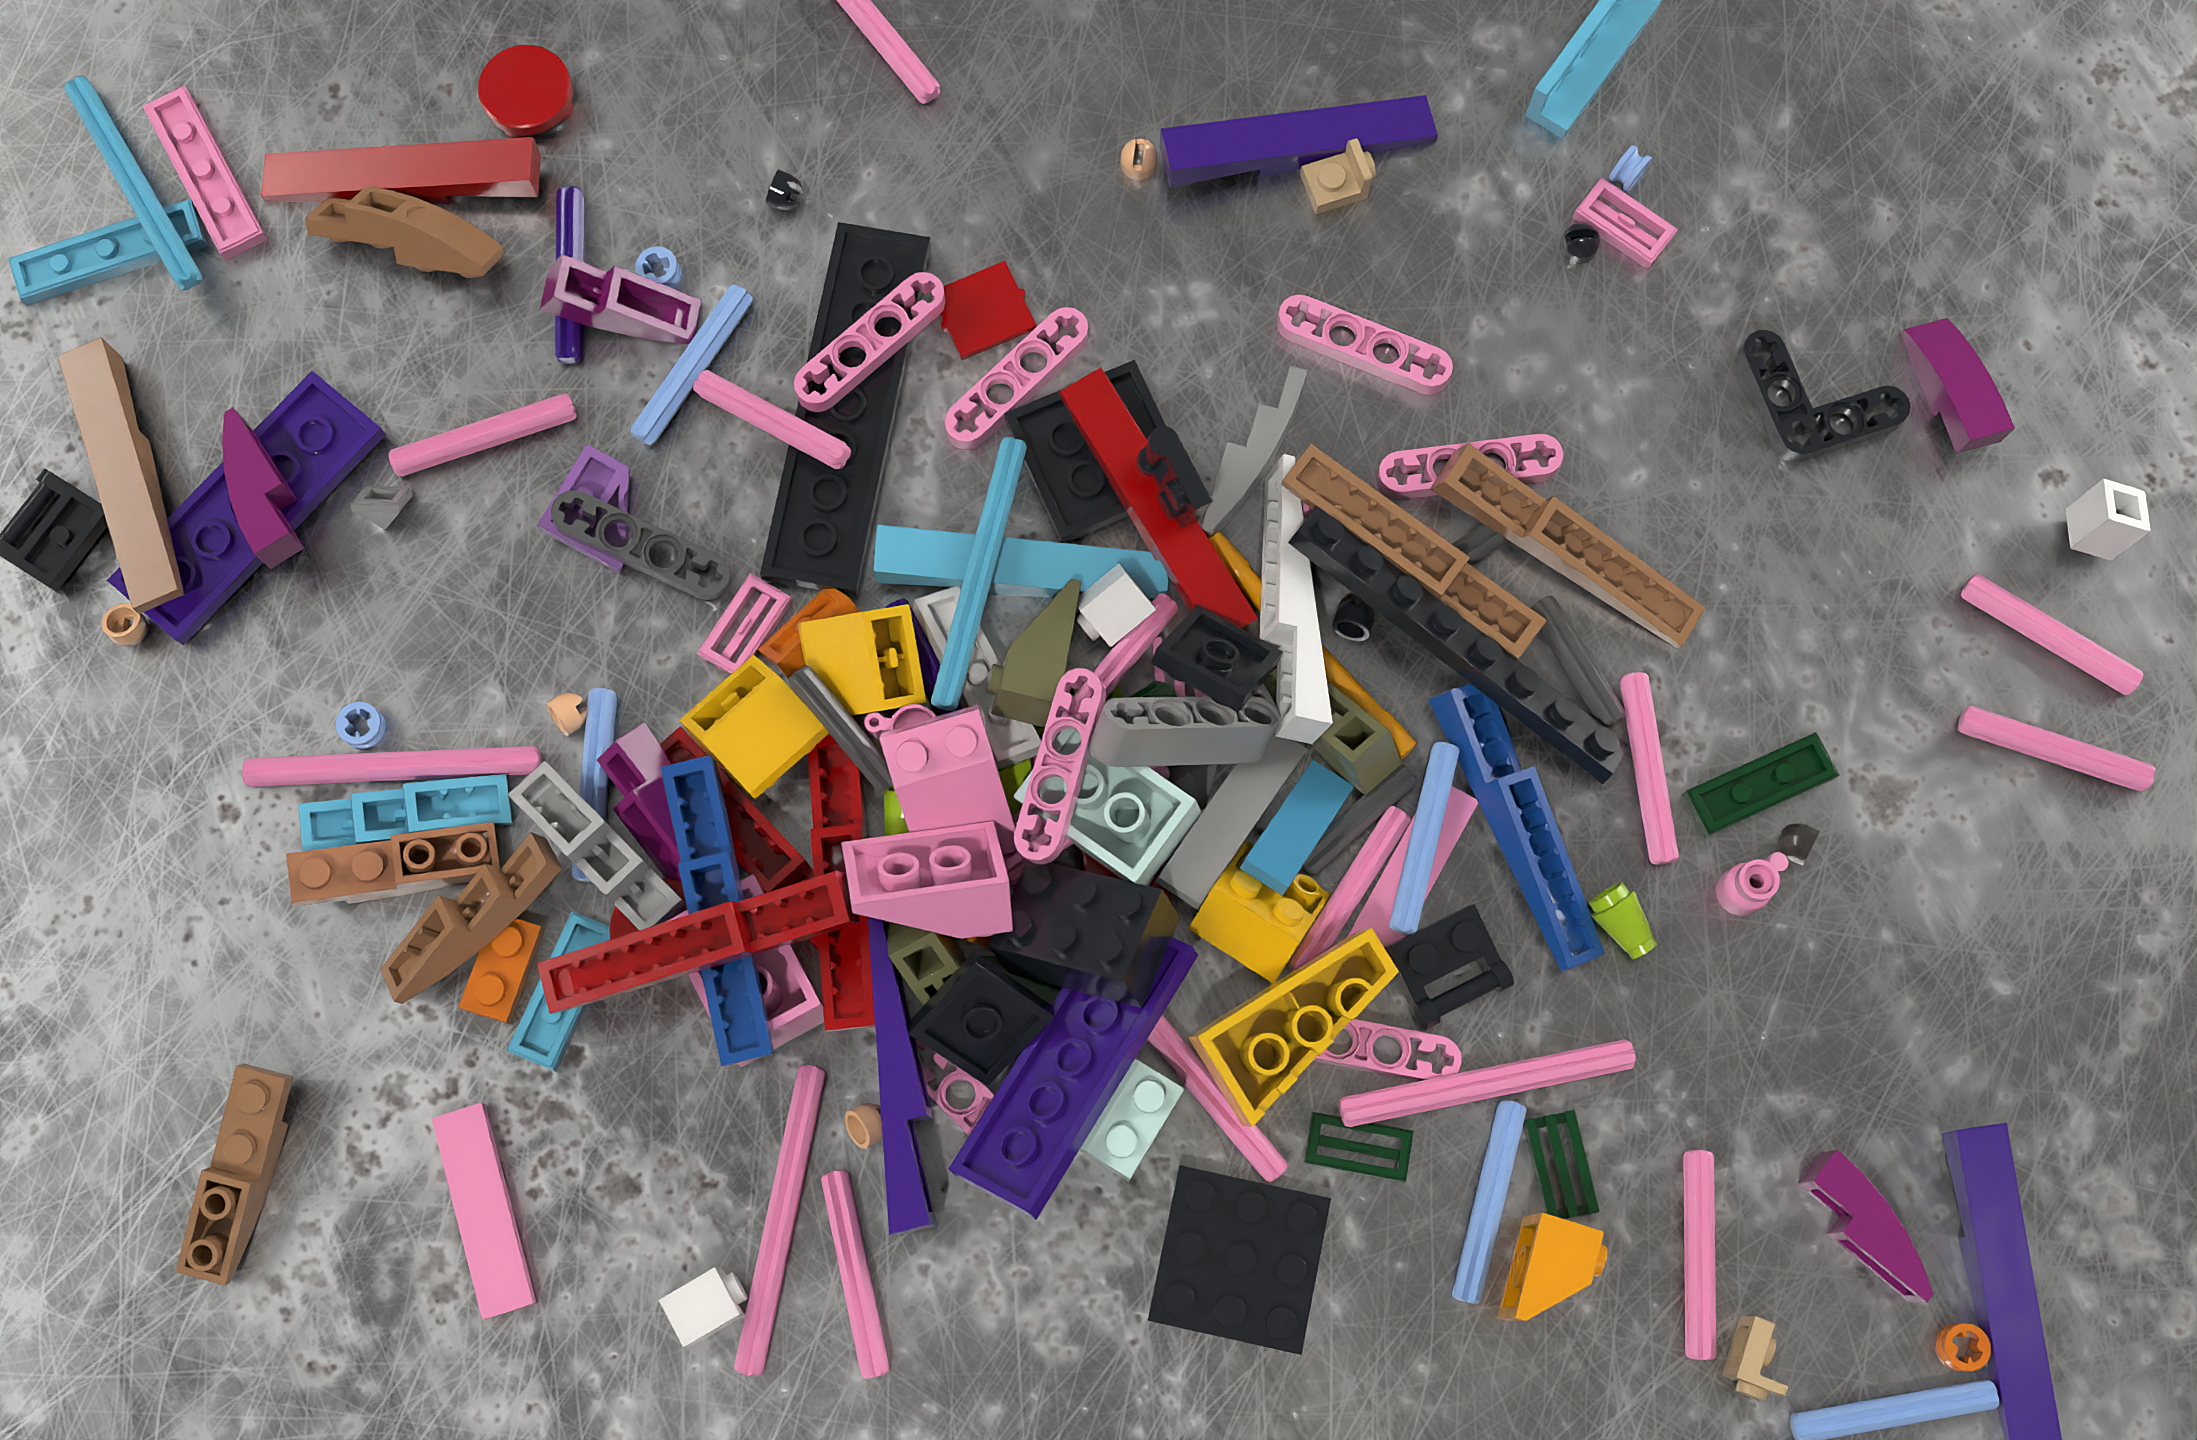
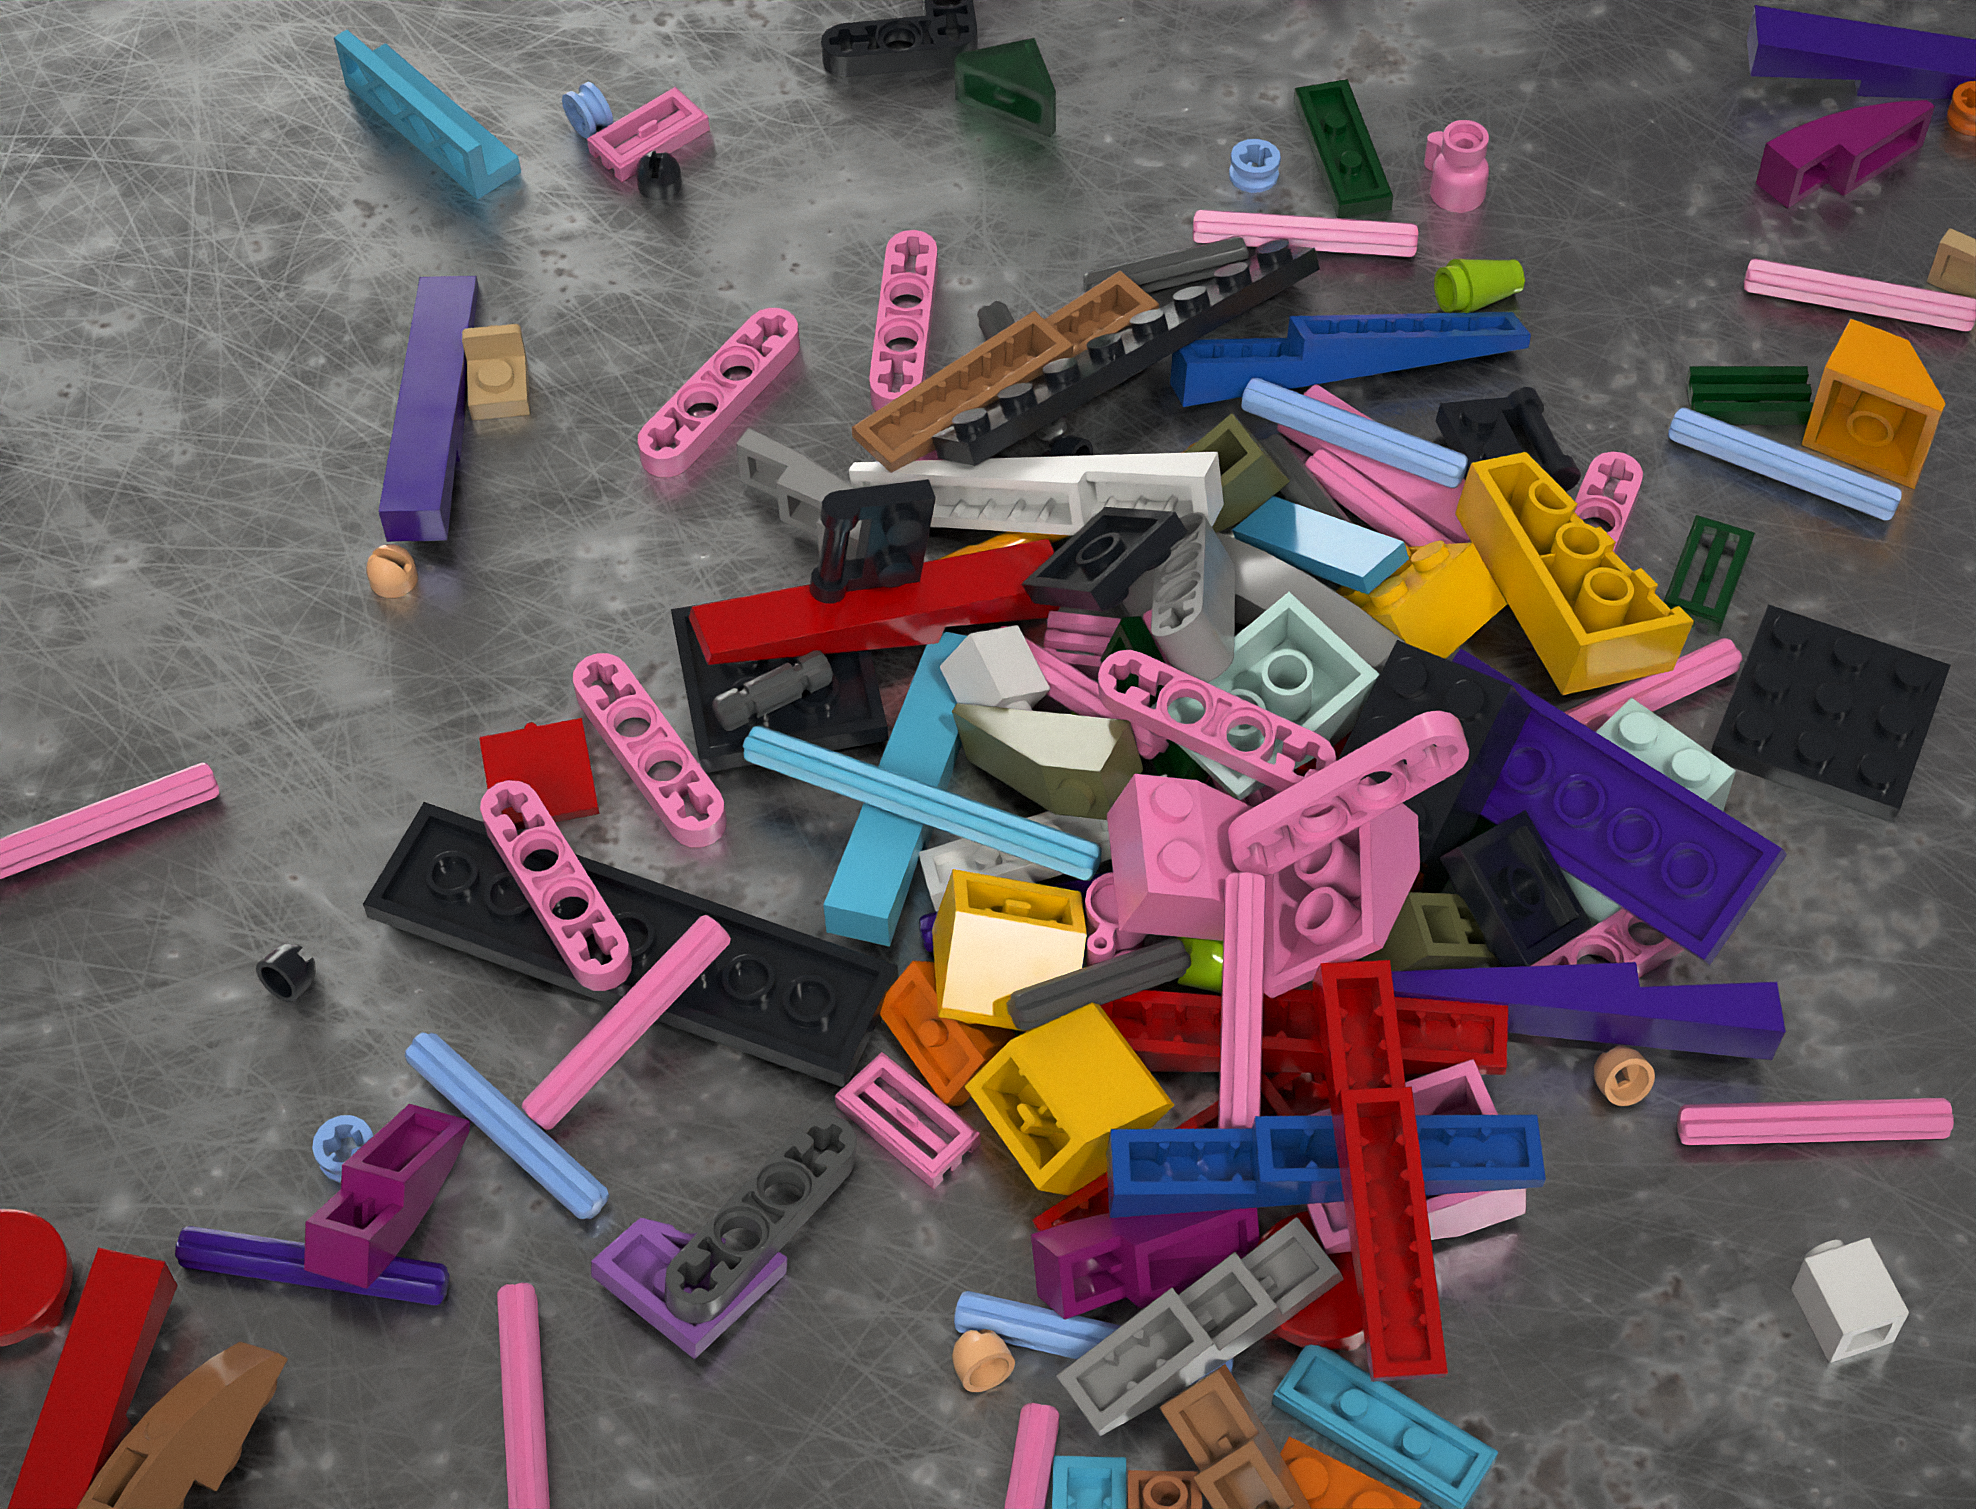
camera: 75 degrees left, 20 degrees down
(780, 1221) = (1732, 1195): bright pink axle -> none
(828, 829) = (1242, 1000): none -> bright pink axle
(976, 867) = (1261, 836): none -> bright pink beam
(1066, 447) = (772, 690): none -> dark grey axle
(1486, 1083) = (1650, 440): bright pink axle -> none
(1567, 544) = (1020, 249): medium nougat slope -> none
(1719, 699) = (1254, 178): none -> light blue bush
(1752, 495) = (1009, 84): none -> clear green slope
(1797, 841) = (1415, 123): clear smoke hinge -> none

